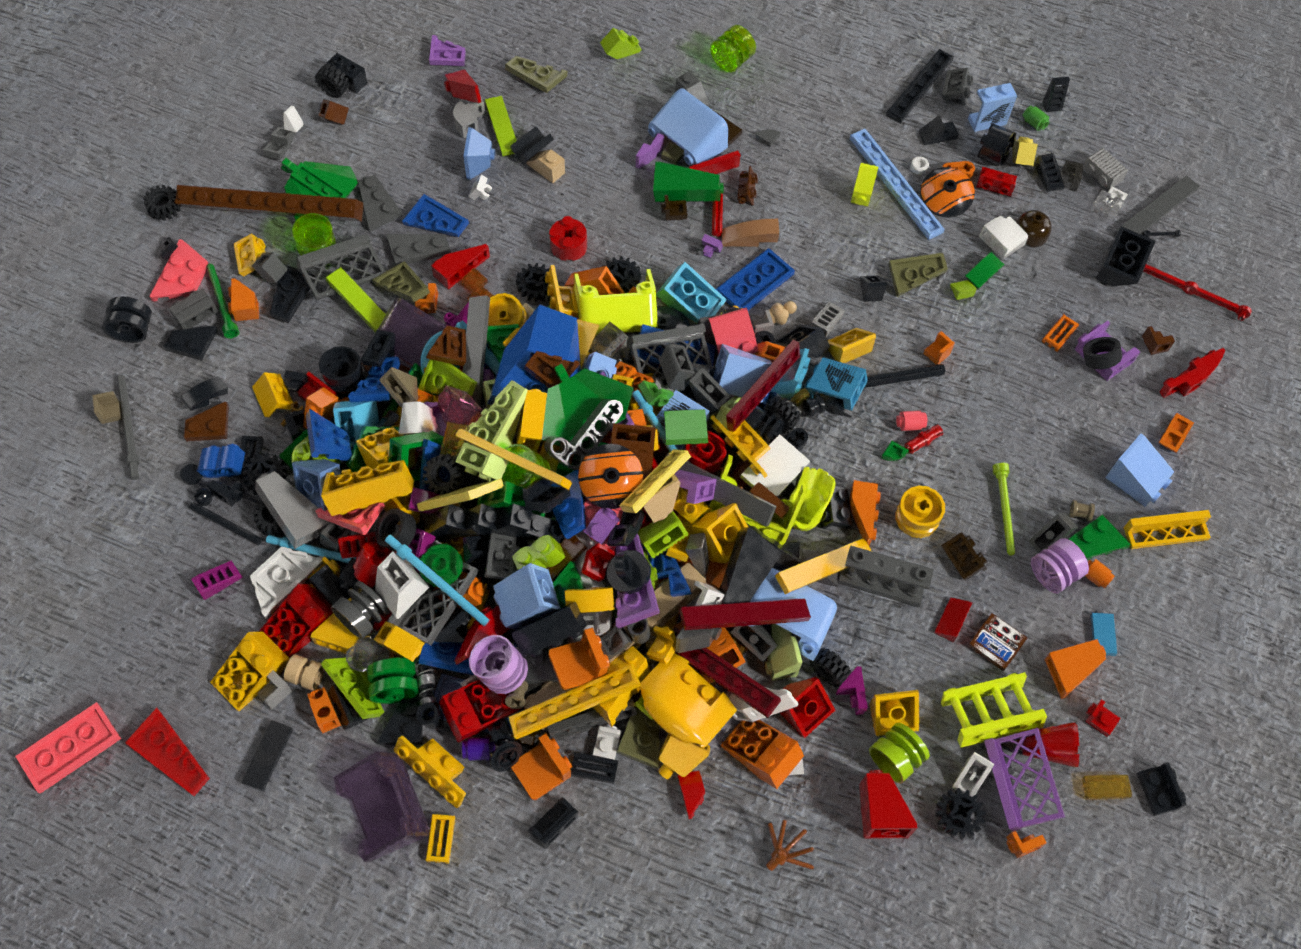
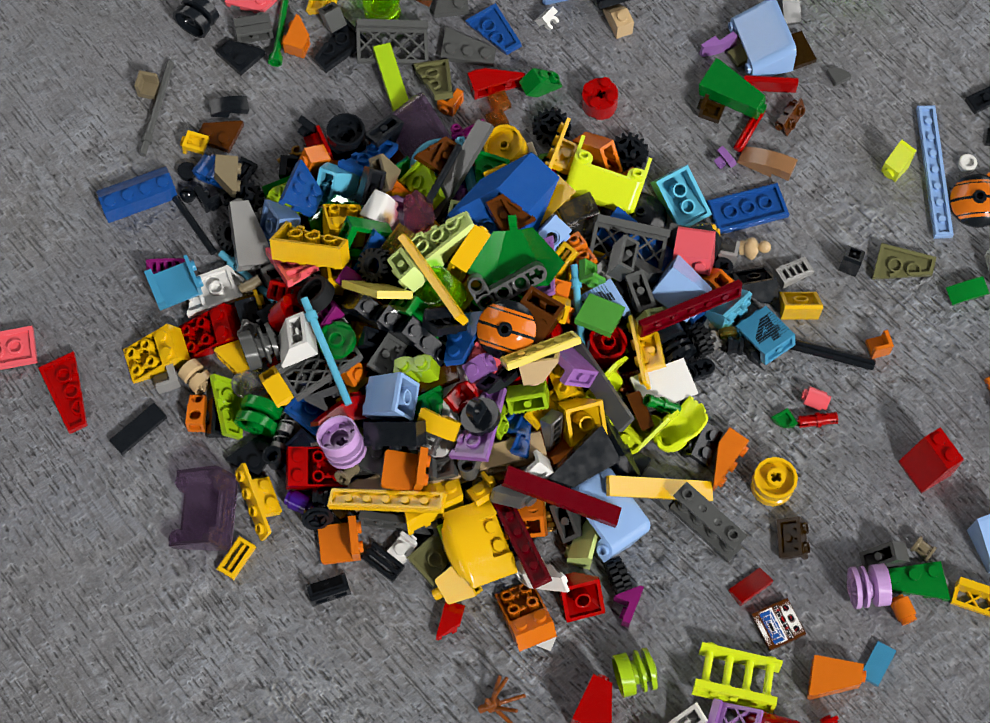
camera: 30 degrees right, 5 degrees up
(149, 519) = (137, 194): none -> blue slope
(185, 442) = (194, 142): none -> yellow bracket
(235, 589) = (175, 284): none -> dark azure panel
(237, 455) = (226, 173): none -> dark tan slope
(272, 393) = (282, 130): yellow panel -> none
(316, 555) = (249, 285): none -> dark tan pin
(333, 595) = (246, 324): none -> light grey plate
(392, 401) = (370, 180): none -> black slope
(464, 360) = (443, 174): none -> black bar
(504, 247) = (540, 82): none -> green slope
(784, 485) = (661, 404): none -> green pin
(895, 708) = (655, 636): yellow slope -> none
(963, 289) = (937, 299): lime slope -> none
(1001, 472) = (870, 481): lime piece -> none
(1045, 427) = (931, 460): none -> red slope

